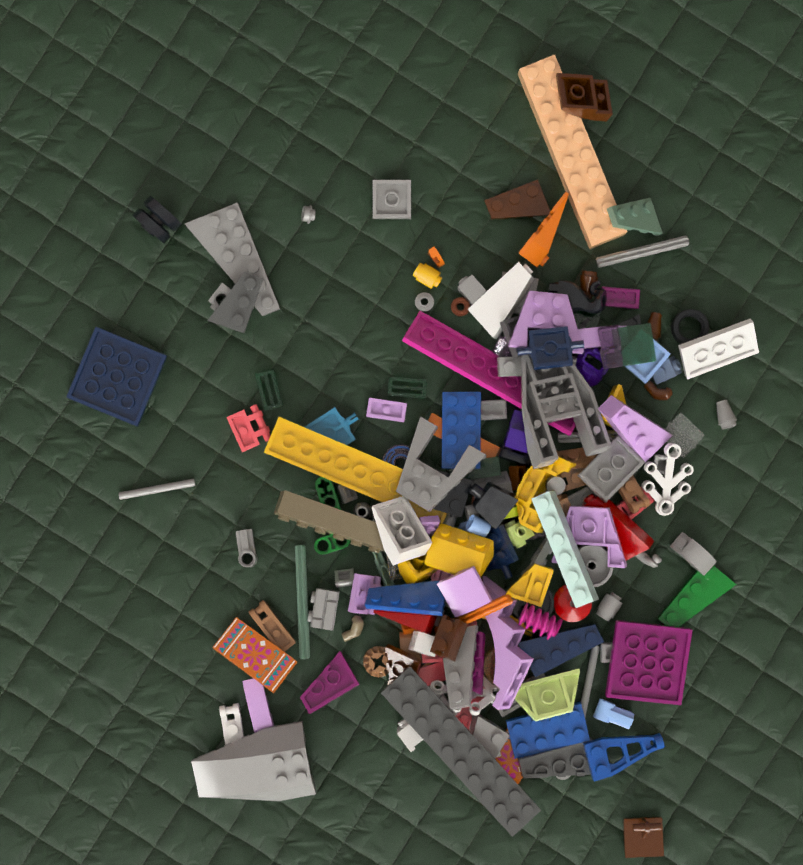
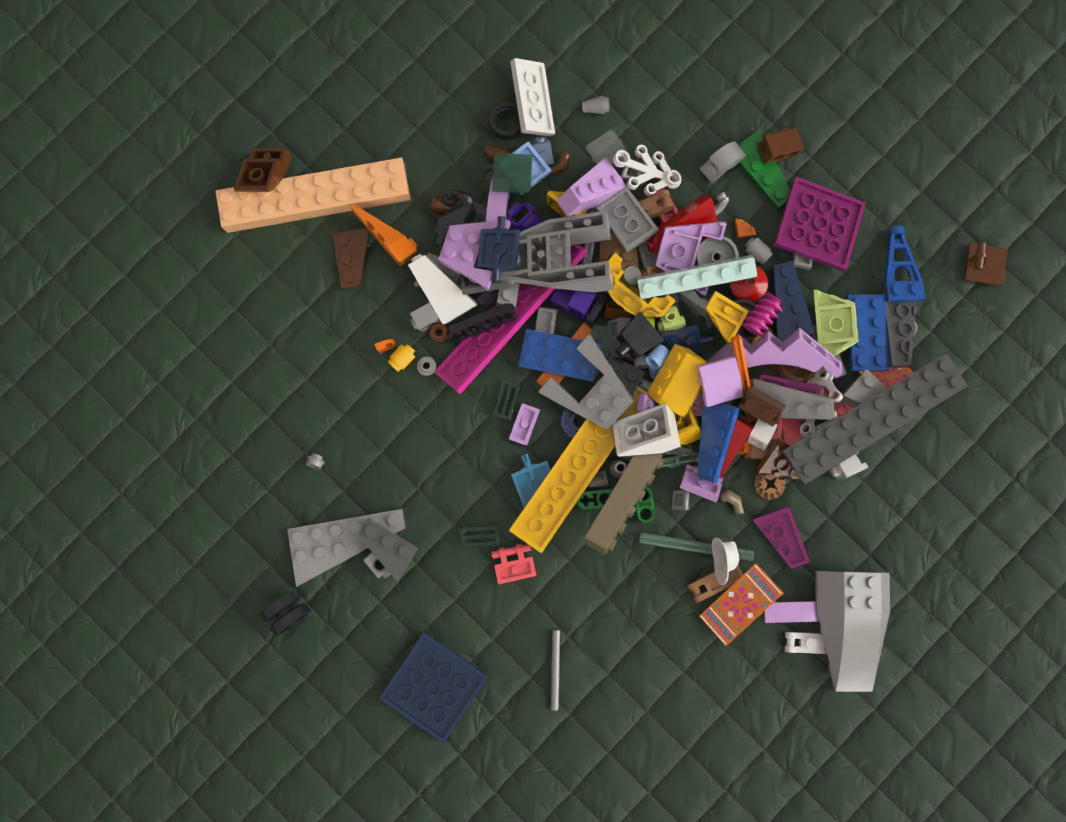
camera: 75 degrees left, 5 degrees down
(246, 545) = (629, 591): light grey piece -> none
(294, 631) = (725, 559): none -> white piece
(324, 608) = (707, 525): light grey brick -> none
(391, 199) = (319, 376): light grey plate -> none
(477, 346) = (500, 315): none -> black beam
(589, 678) = (823, 284): light grey bar -> none
(610, 347) = (509, 194): clear purple slope -> none
(611, 713) = (861, 270): light blue piece -> none
(622, 297) = (464, 176): magenta plate -> none
(629, 588) = (744, 229): none -> orange tile
(635, 215) = (389, 147): sand green wing -> none
(642, 251) = (424, 157): light grey axle -> none
(721, 608) = (780, 145): none -> reddish brown brick

